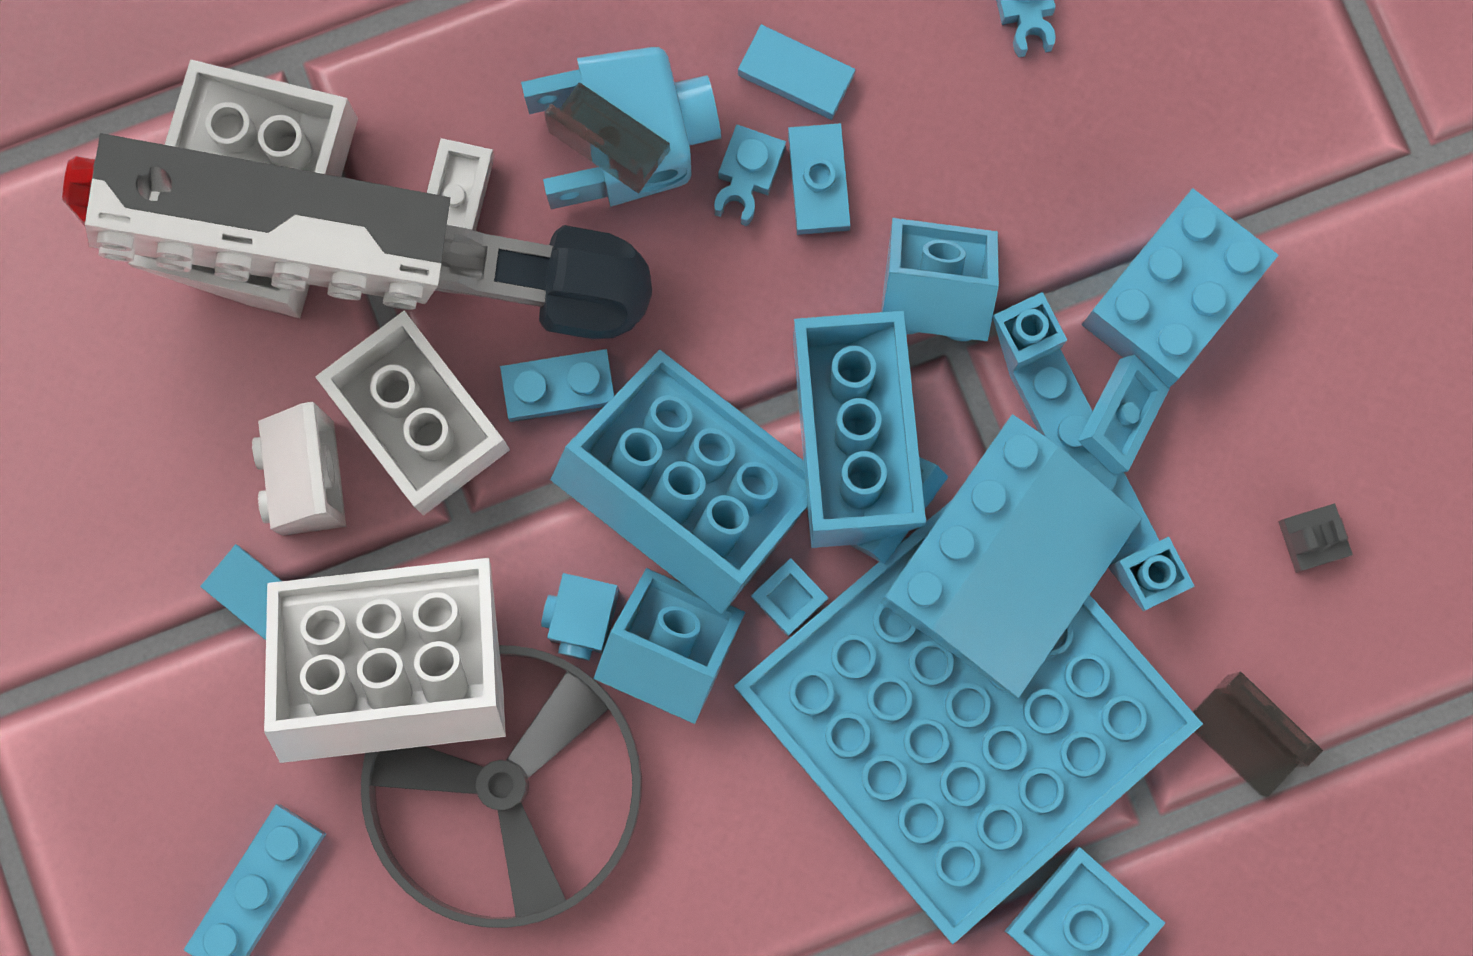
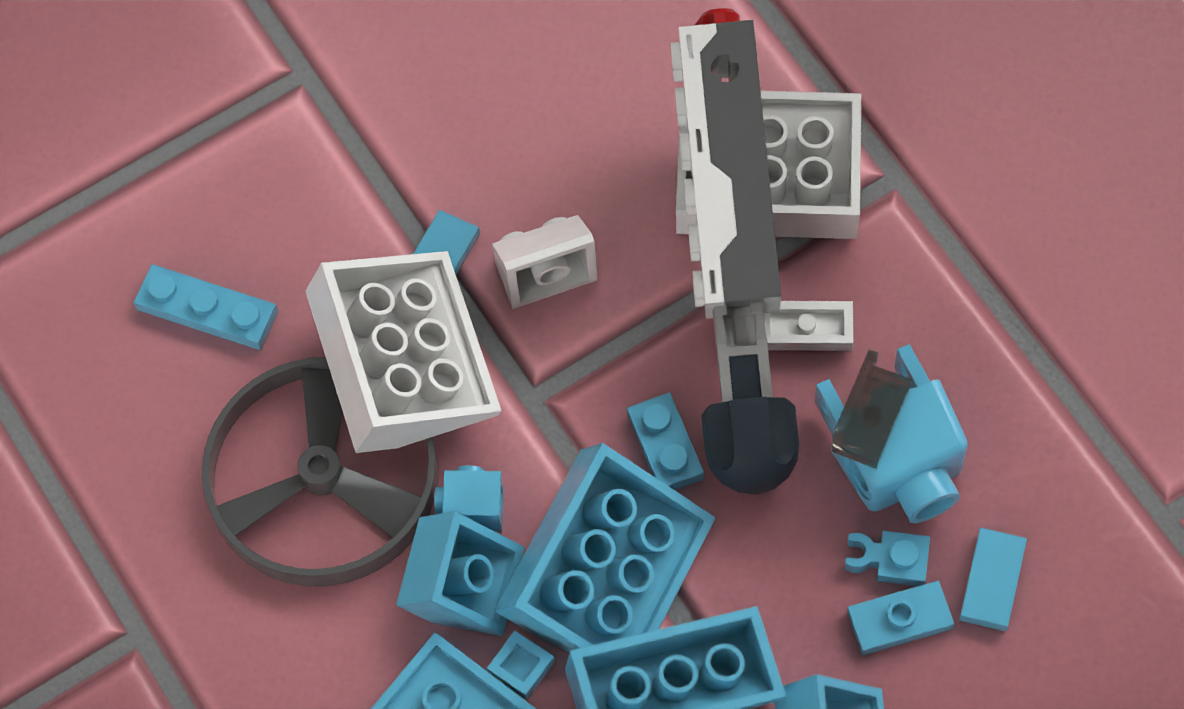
camera: 85 degrees right, 15 degrees down
(413, 413) = (610, 330): white brick -> none

